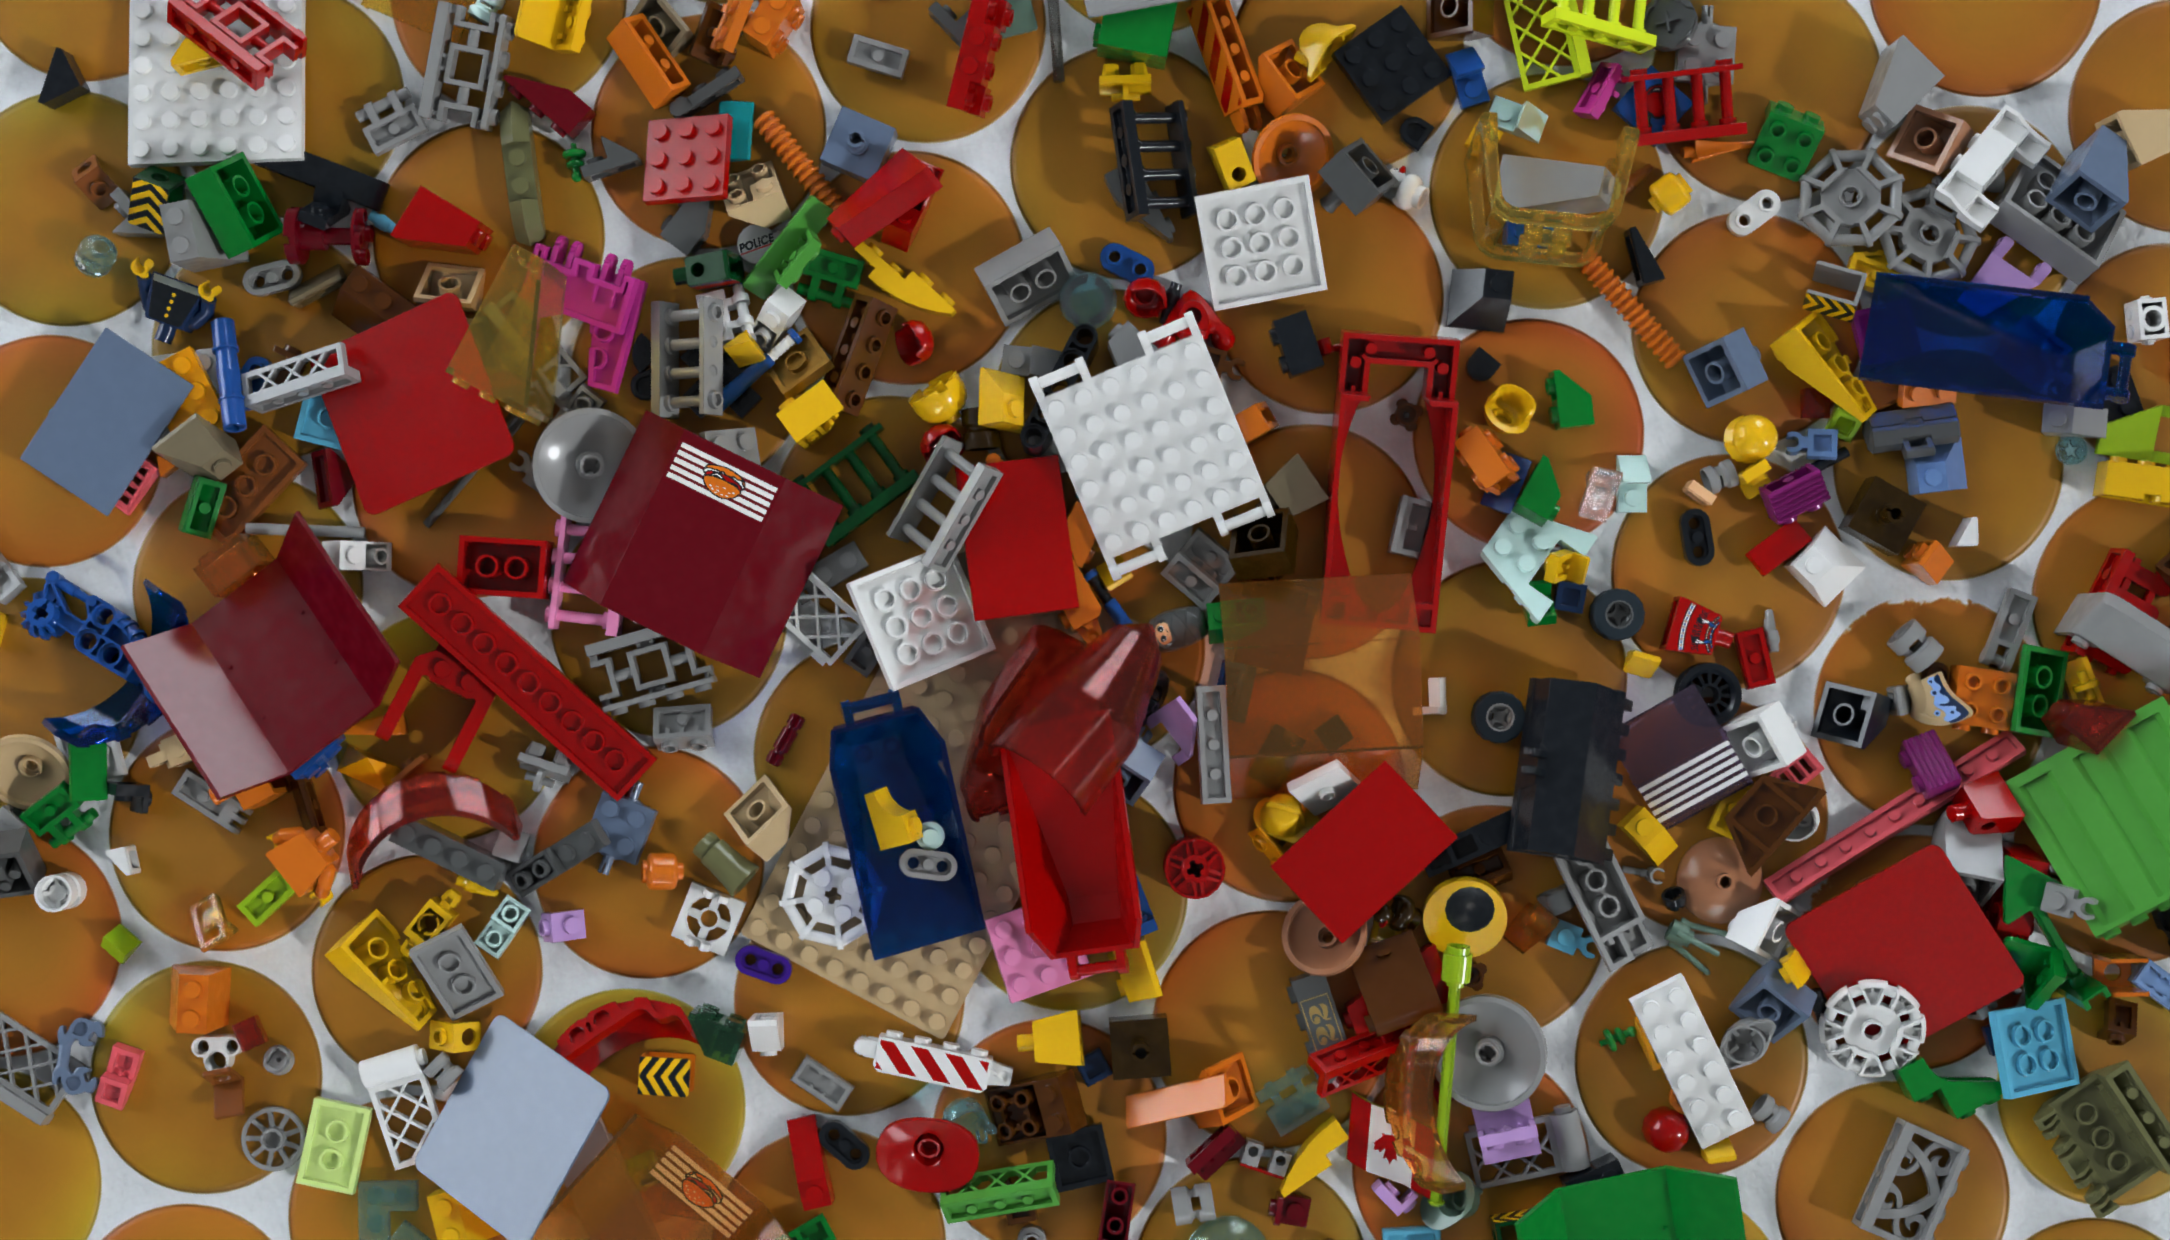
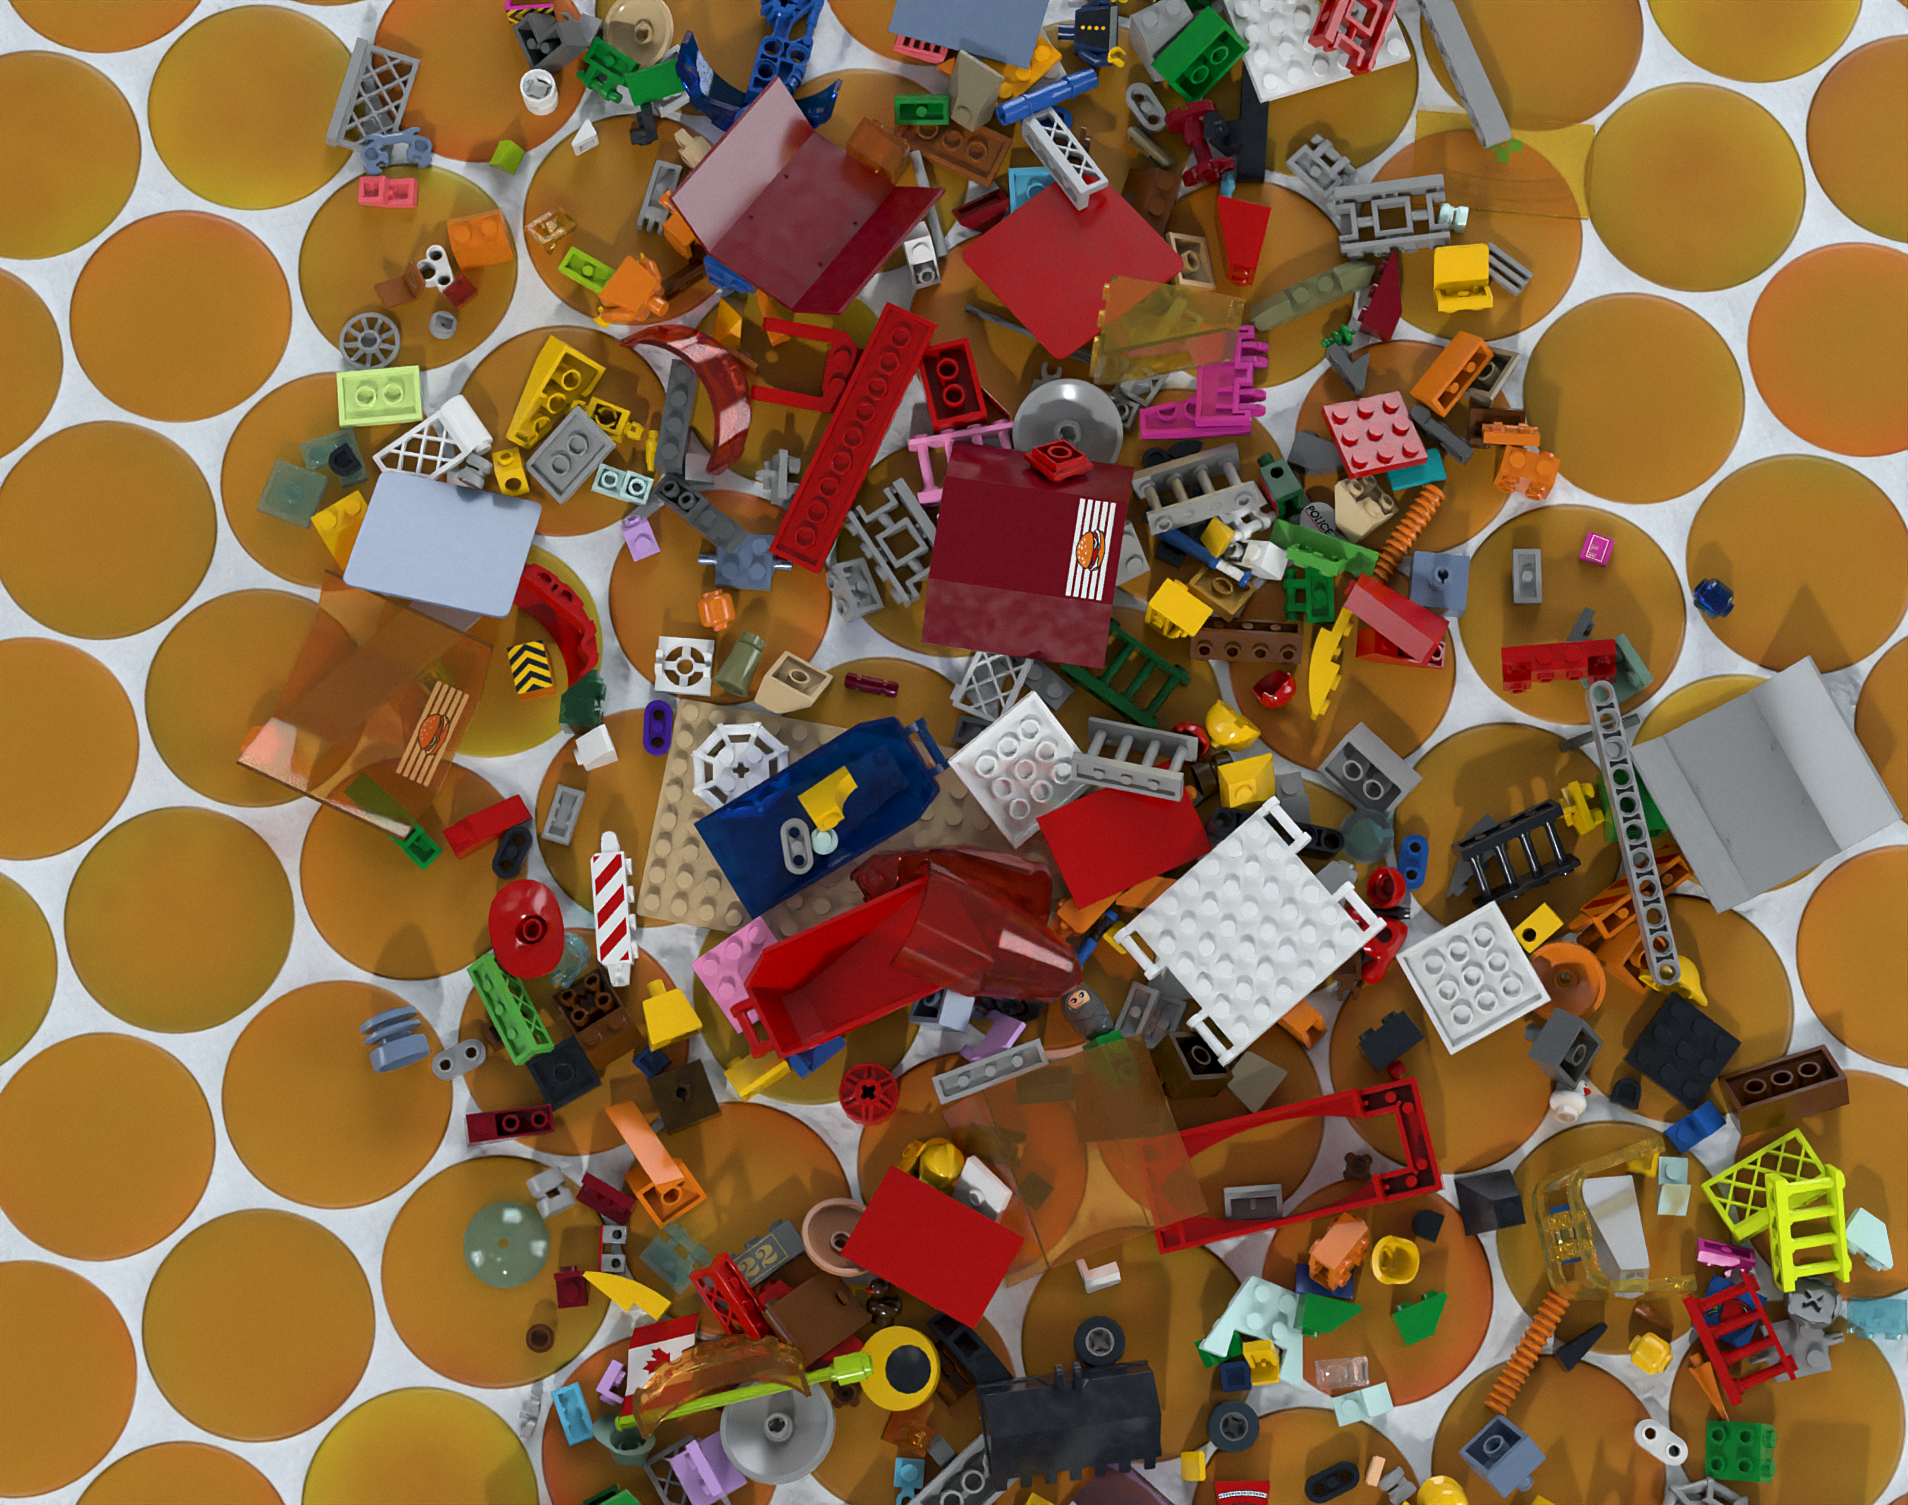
camera: 75 degrees right, 10 degrees down
(391, 1201) = (343, 461): none -> black tile
(536, 528) = (995, 404): none -> red sticker
(618, 484) = (1058, 460): none -> red piece
(1160, 44) = (1629, 847): none -> light grey beam

